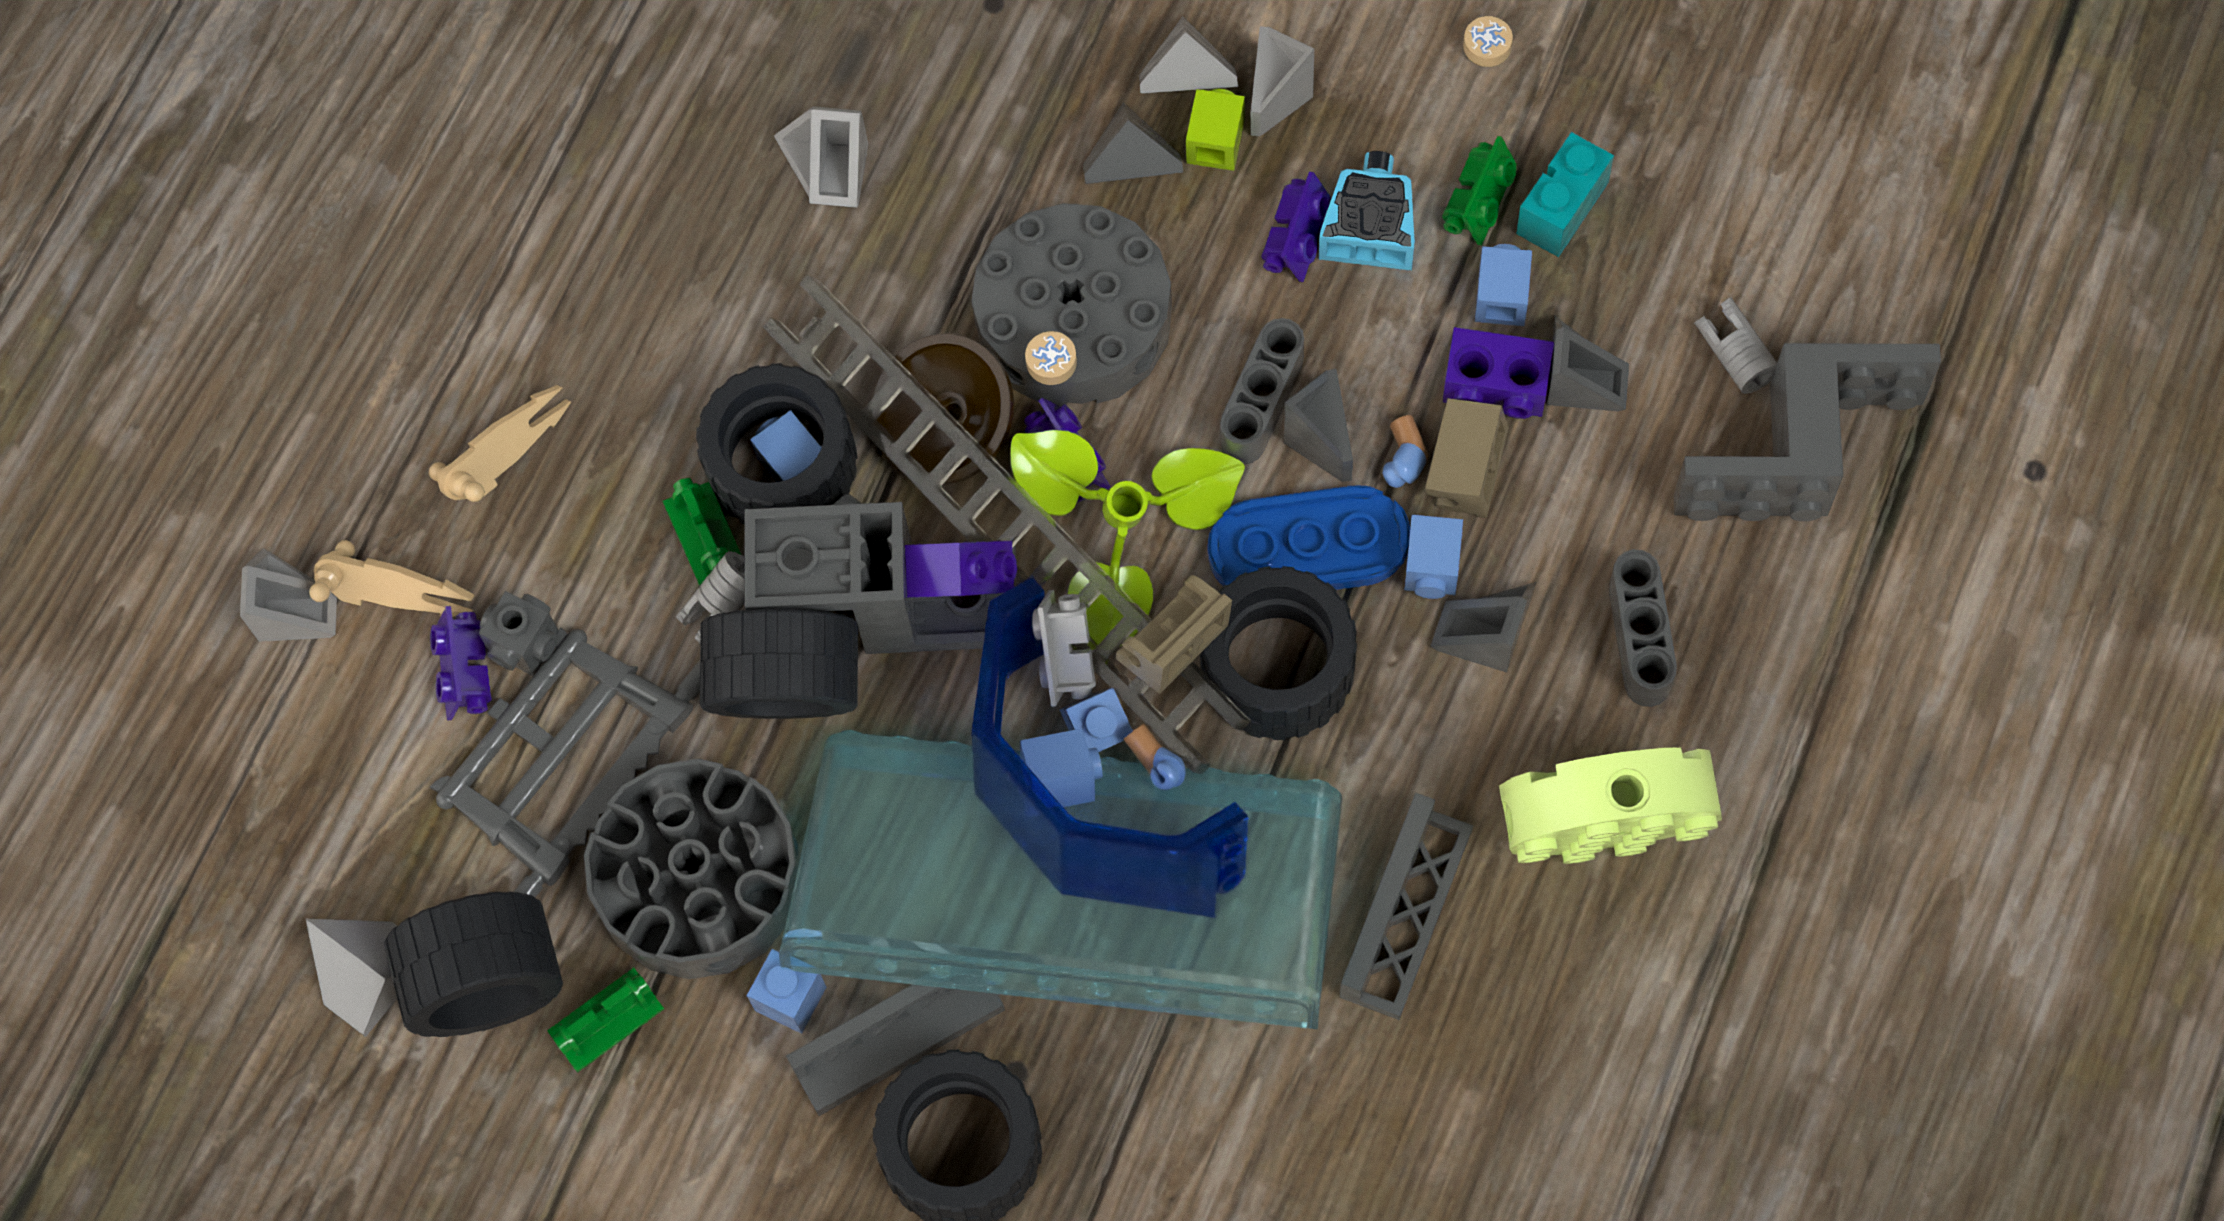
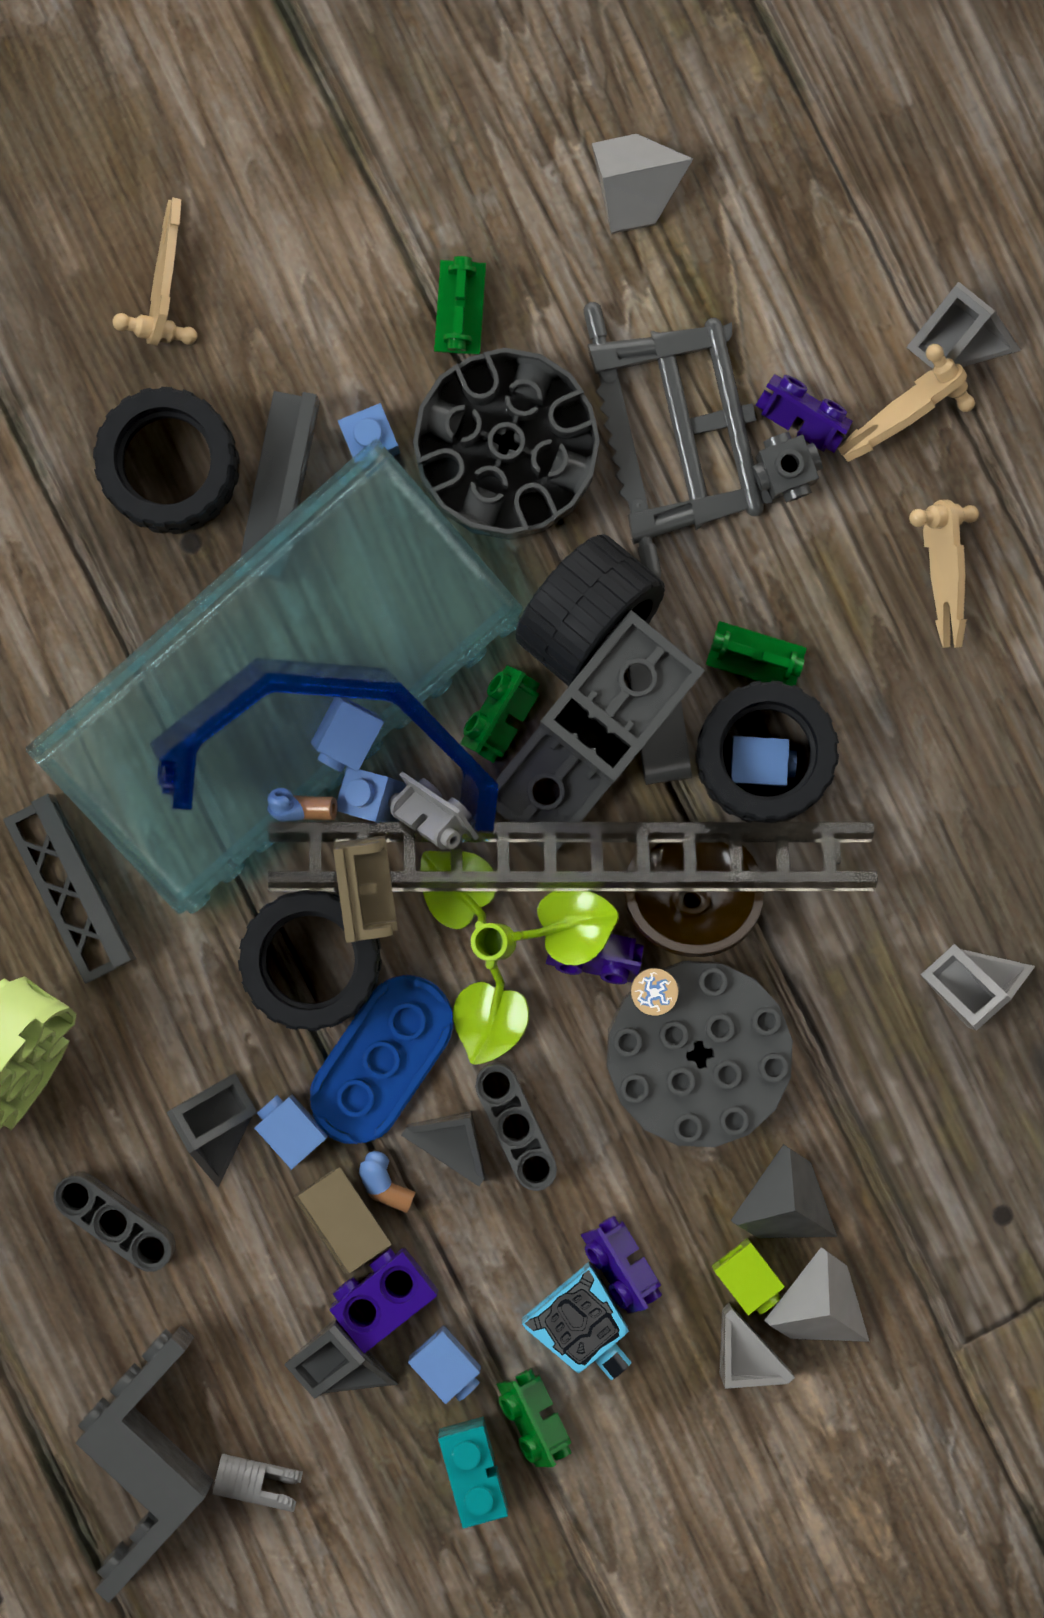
camera: 125 degrees right, 20 degrees up
(473, 964) = (555, 239): black tyre -> none
(719, 592) = (692, 624): light grey hinge -> none
(914, 696) = (507, 694): none -> green hinge
(959, 568) = (546, 789): dark purple brick -> none
(1487, 41) = (647, 1536): tan tile -> none

